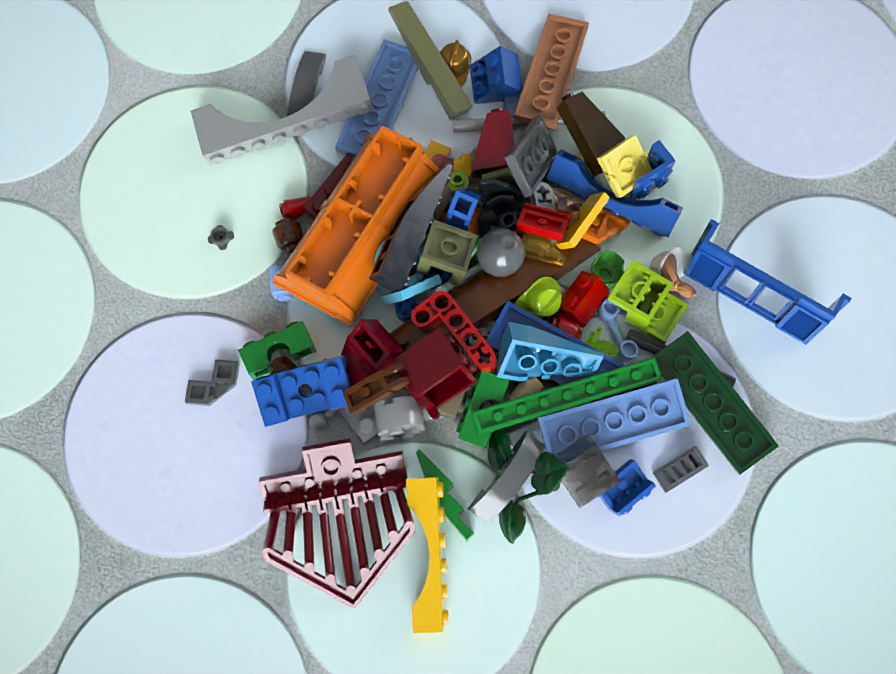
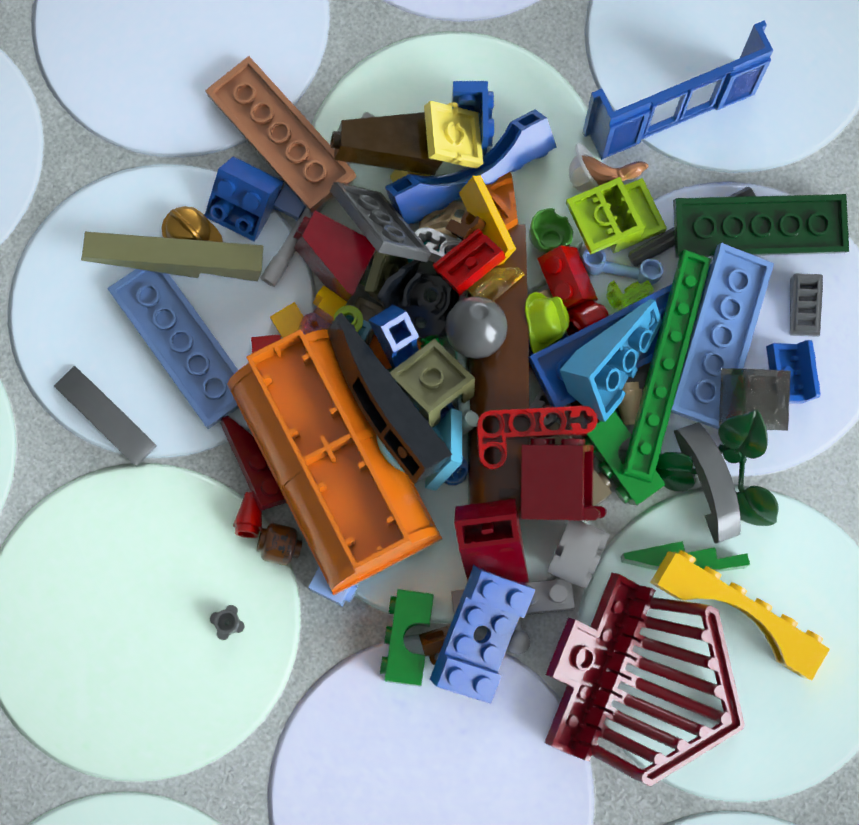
camera: 60 degrees left, 5 degrees up
(223, 380) = (405, 745): dark grey tile -> none
(340, 99) = (107, 542): light grey arch -> none
(374, 389) = (541, 558): reddish brown hinge -> none

